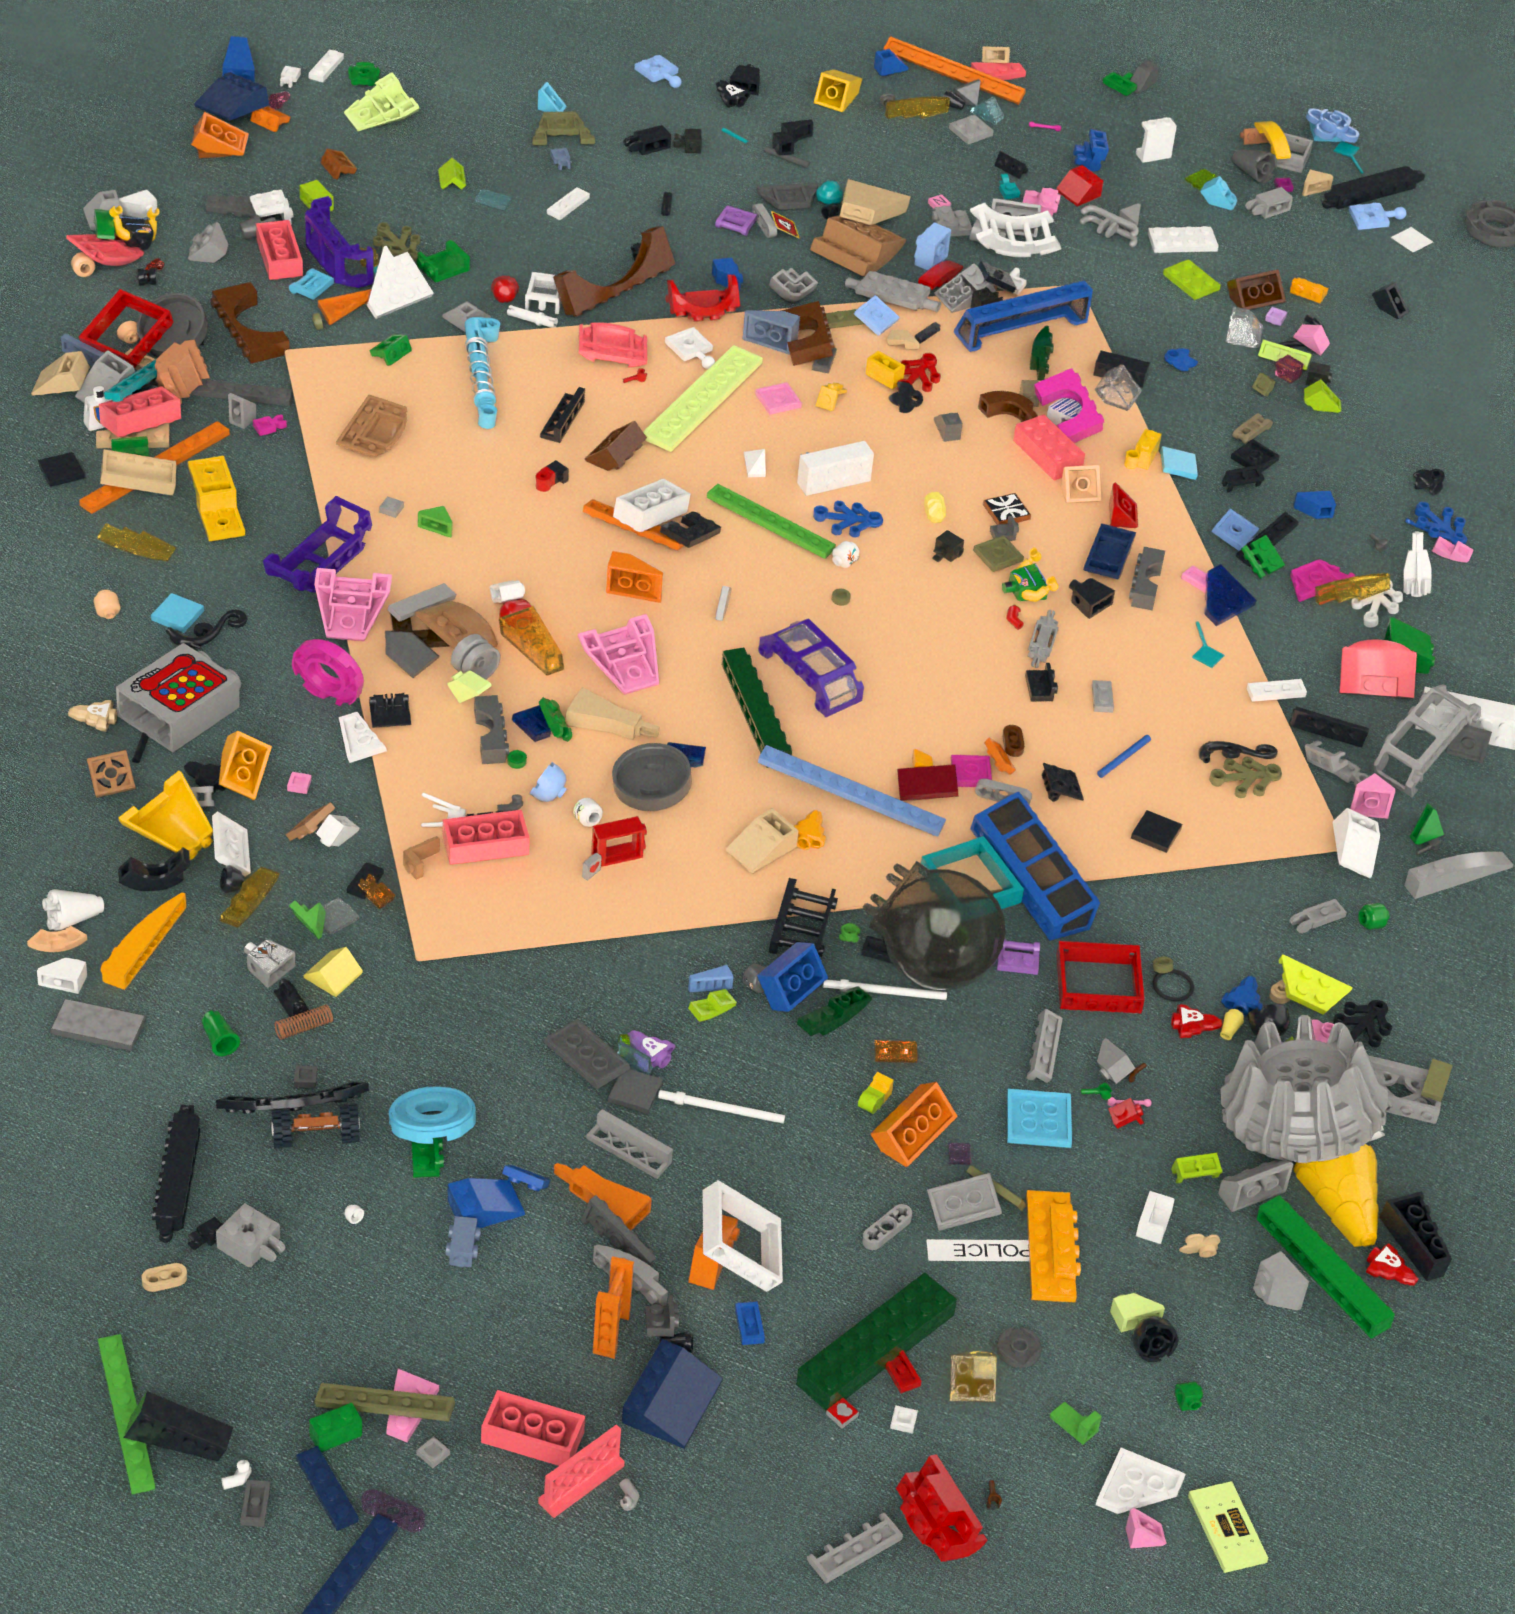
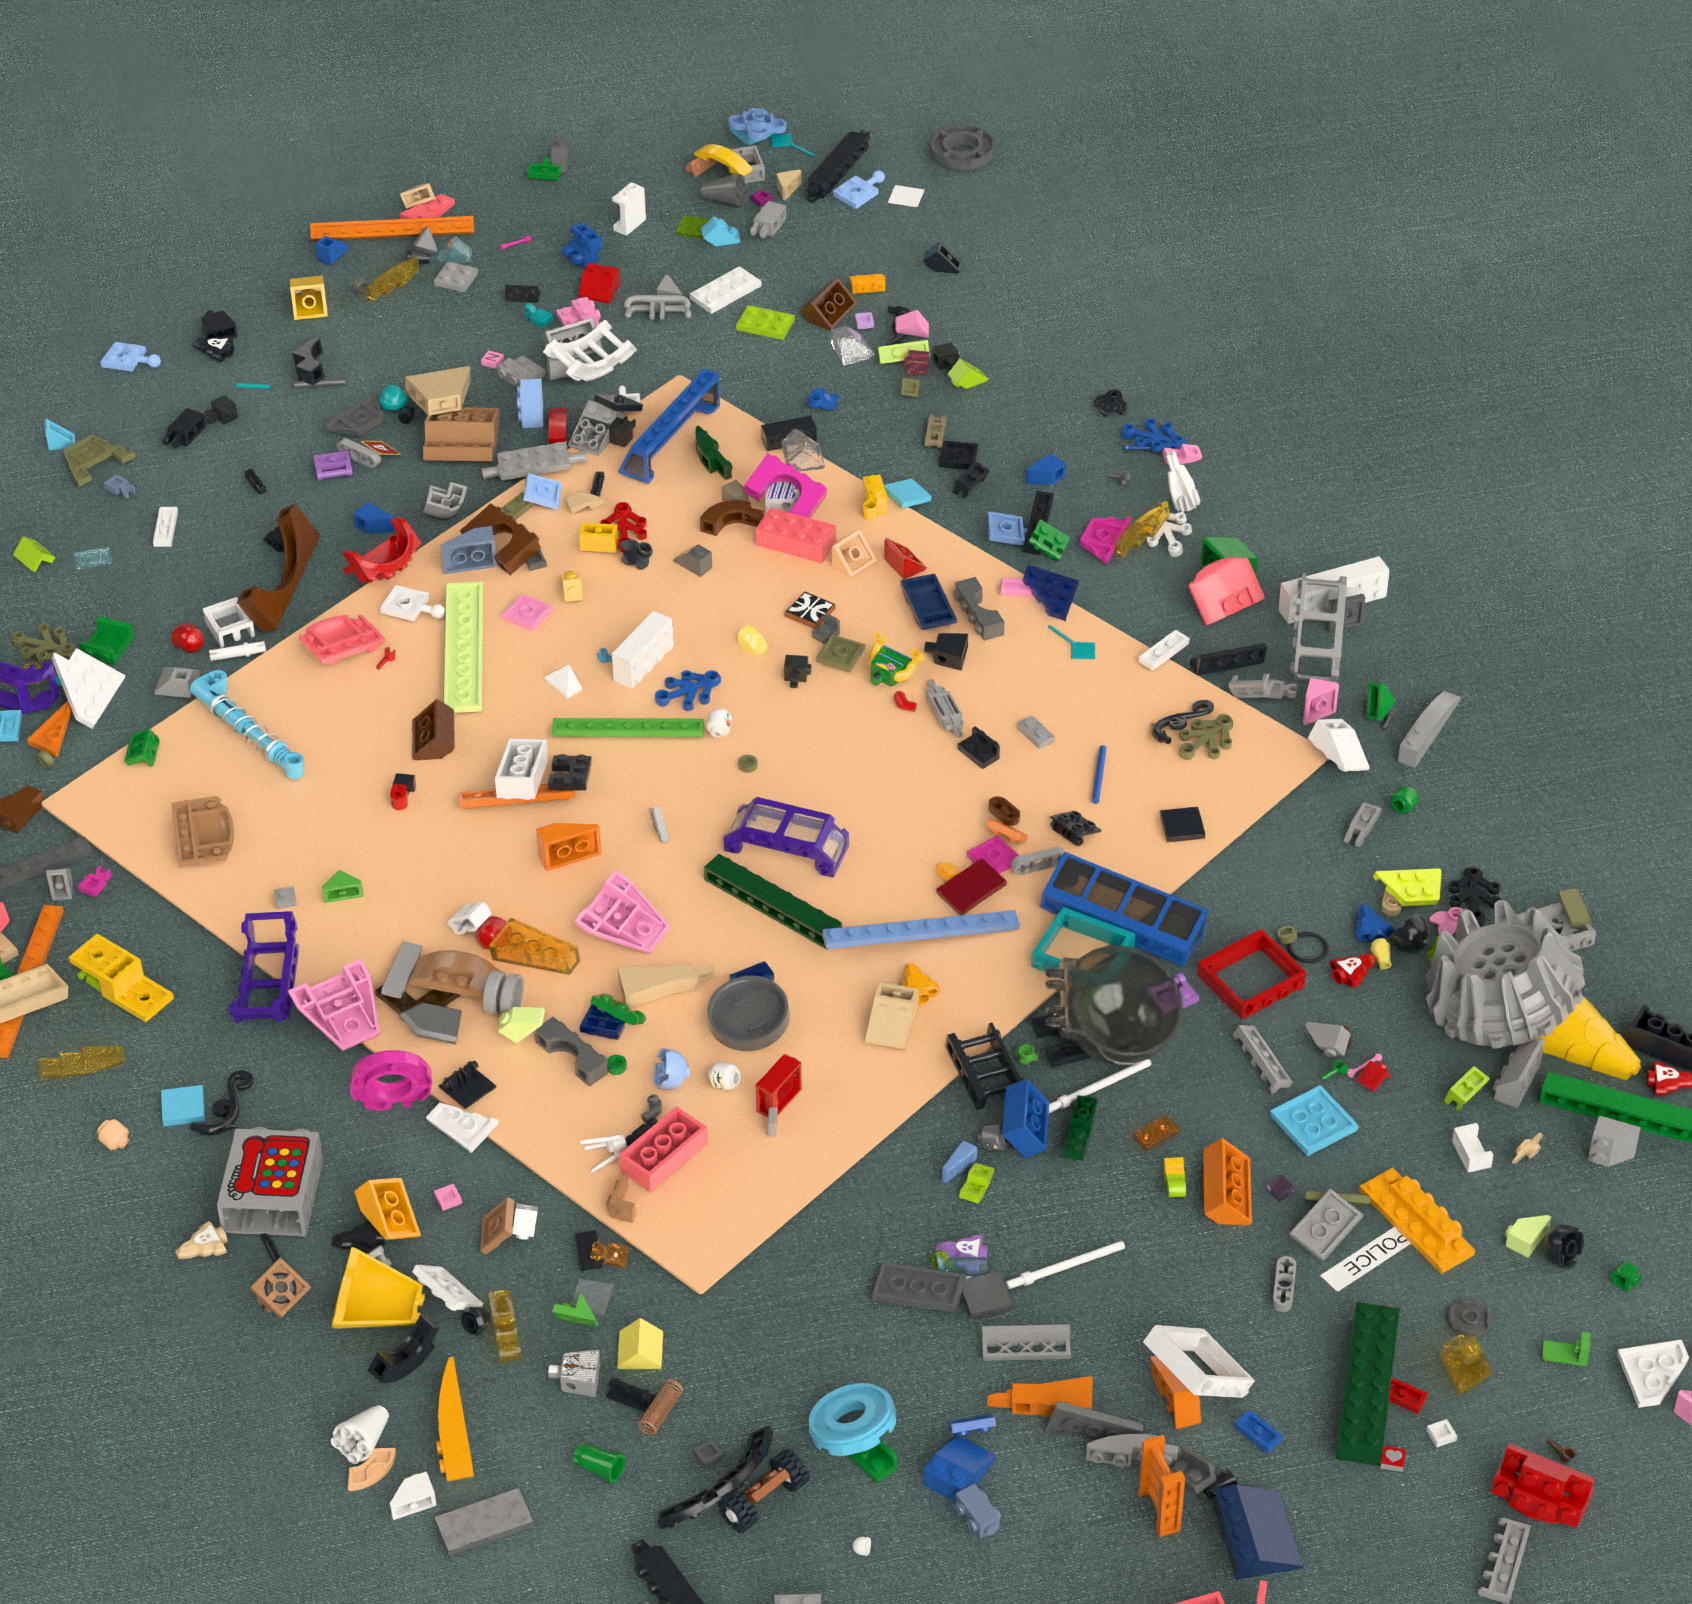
camera: 30 degrees left, 0 degrees up
(566, 418) = (366, 741): black fence -> none

